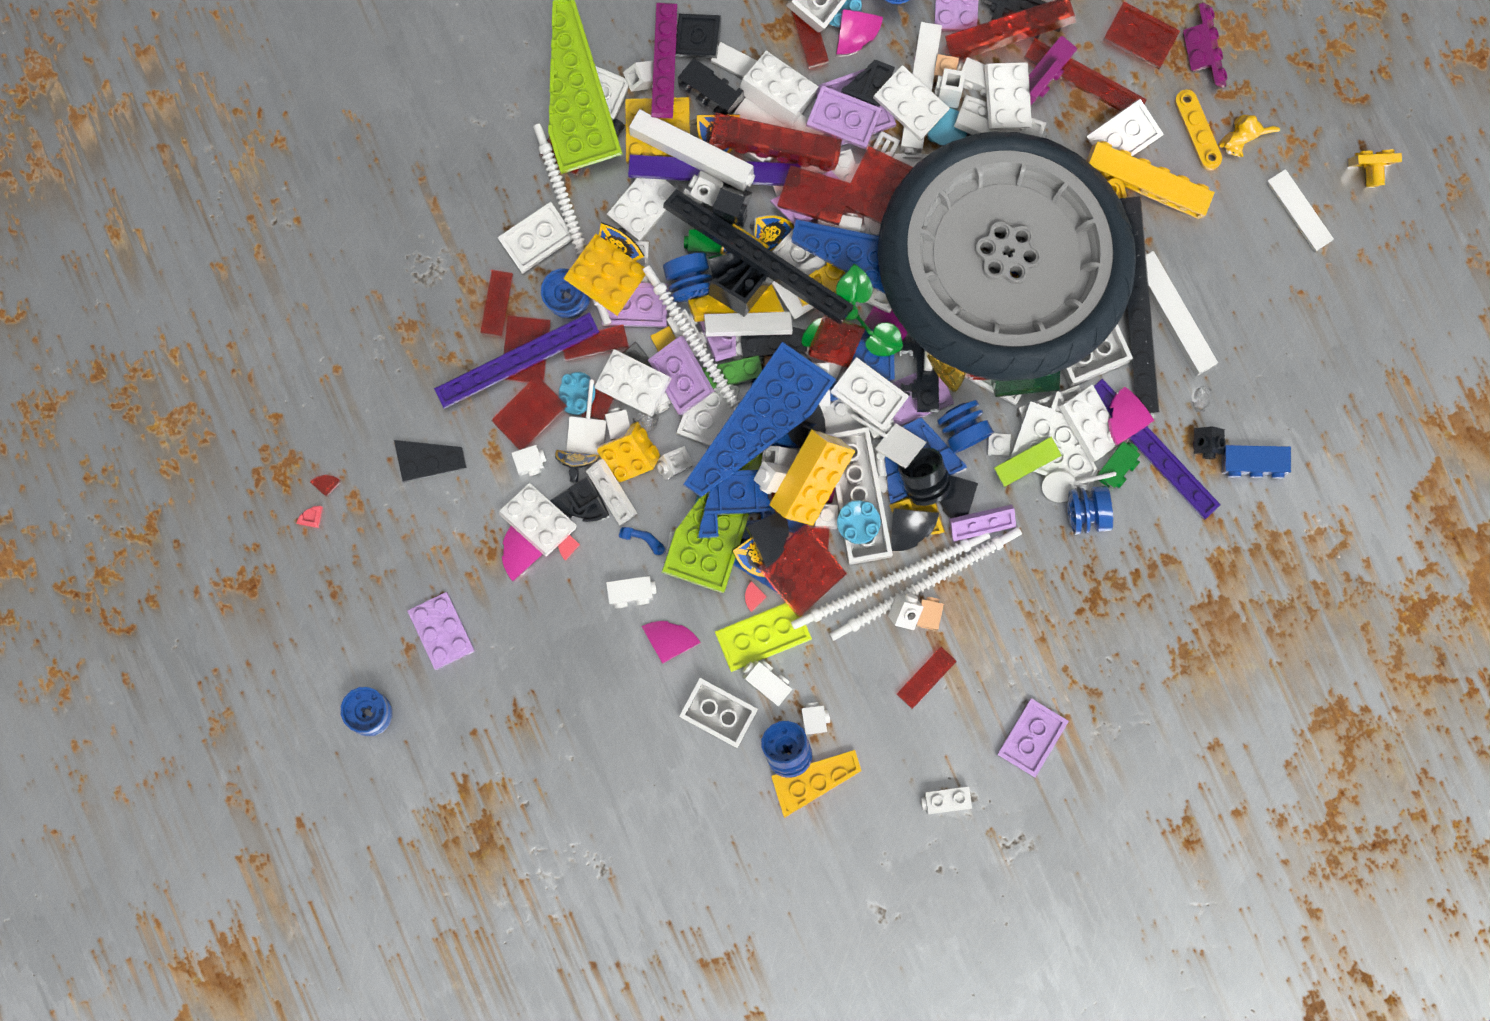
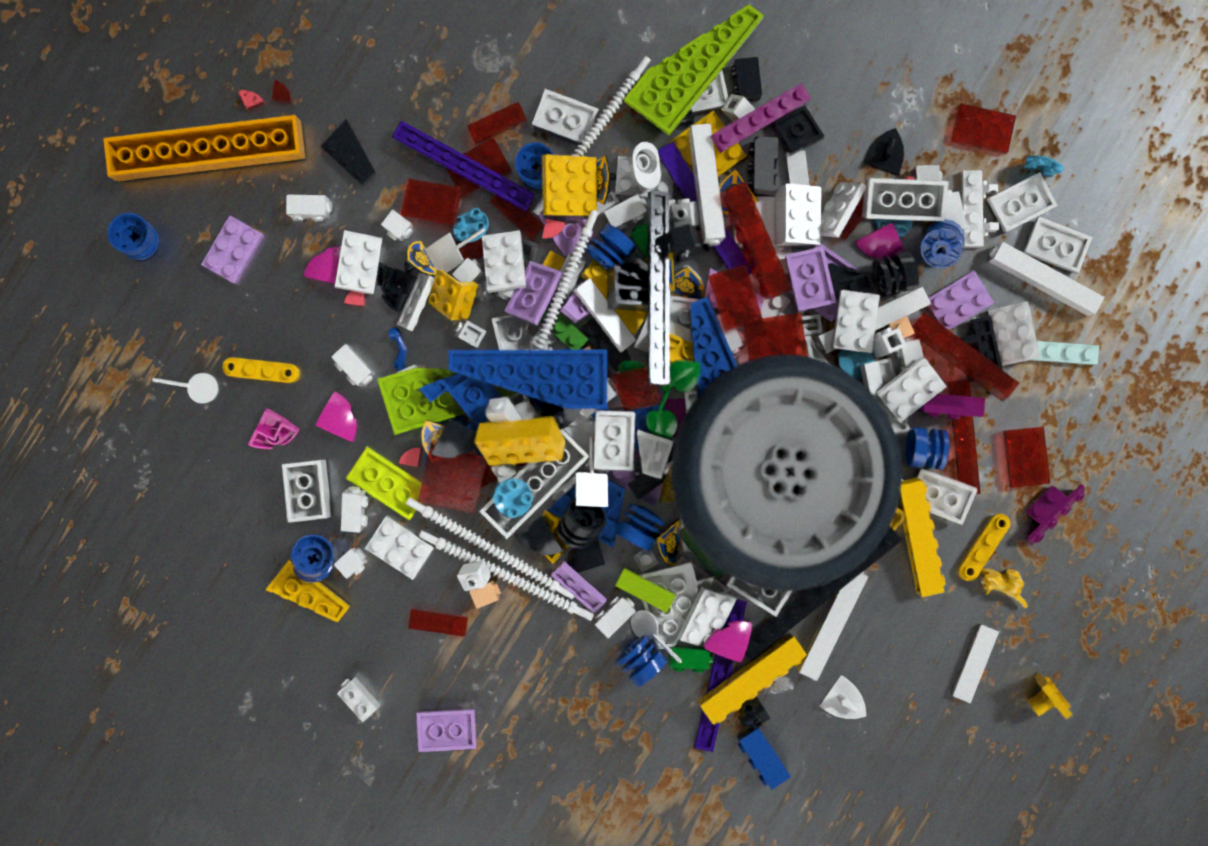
camera: 55 degrees right, 5 degrees up
(330, 589) = (204, 148): none -> light orange brick
(452, 530) = (308, 206): none -> white brick
(550, 751) = (201, 387): none -> white piece
(573, 682) = (261, 370): none -> yellow plate
(618, 49) = (747, 78): none -> black brick
(632, 318) = (552, 228): none -> coral tile
(635, 193) = (646, 165): none -> white piece
(638, 710) = (272, 430): none -> dark pink brick
(664, 241) = (626, 212): none -> white brick
(797, 45) = (840, 207): none -> white plate
(831, 665) = (399, 547): none -> white plate
(891, 37) = (895, 273): none -> black wheel
(906, 366) = (653, 453): none -> white wing
(999, 411) = (669, 543): none -> shield
(1032, 506) = (615, 616): none -> white brick
(1071, 118) = (927, 448): none -> blue wheel
(1176, 421) = (752, 678): none -> yellow brick
(1254, 352) = (844, 700): none -> white shield

